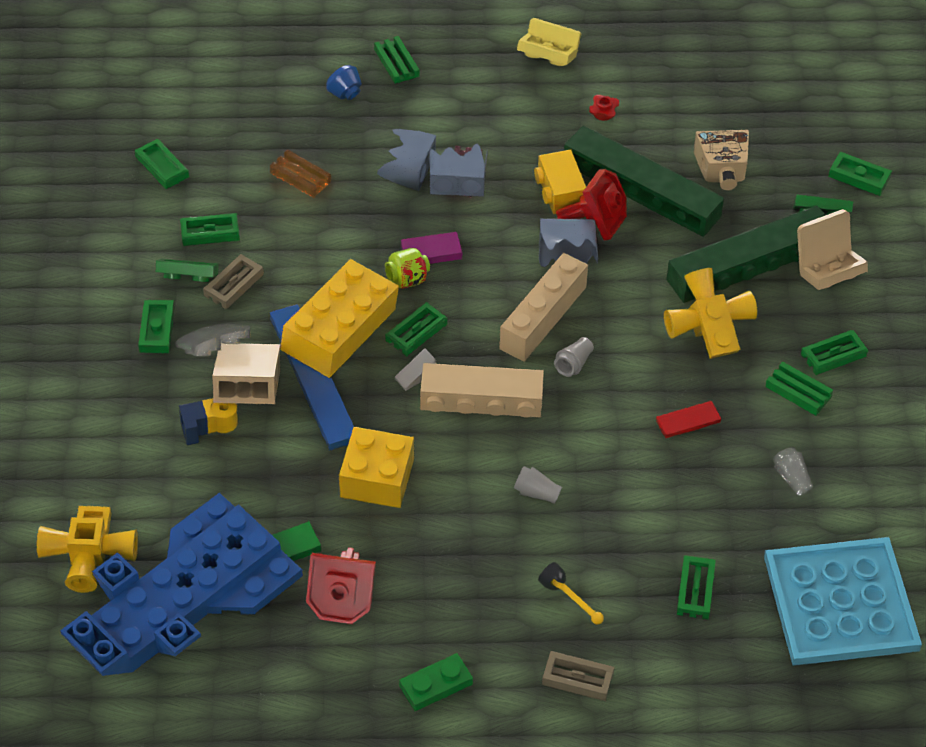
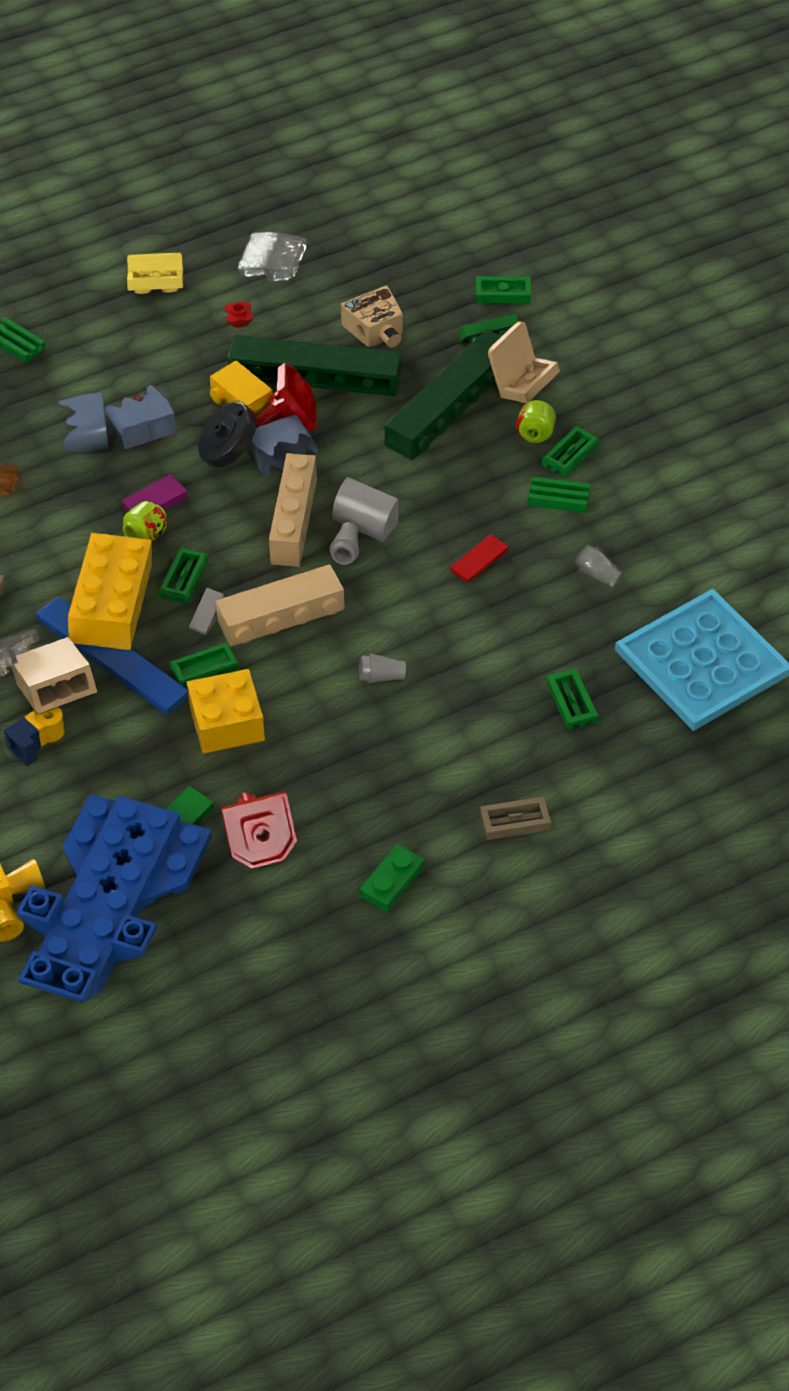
camera: 25 degrees left, 0 degrees up
(388, 418) = (204, 664): none -> green tile
(523, 215) = (227, 434): none -> black wheel
(554, 578) = (445, 743): hinge -> none
(609, 332) = (367, 508): none -> light grey brick
(664, 64) = (272, 254): none -> clear slope
(711, 315) = (449, 458): yellow brick -> none
(815, 308) = (536, 421): none -> lime head

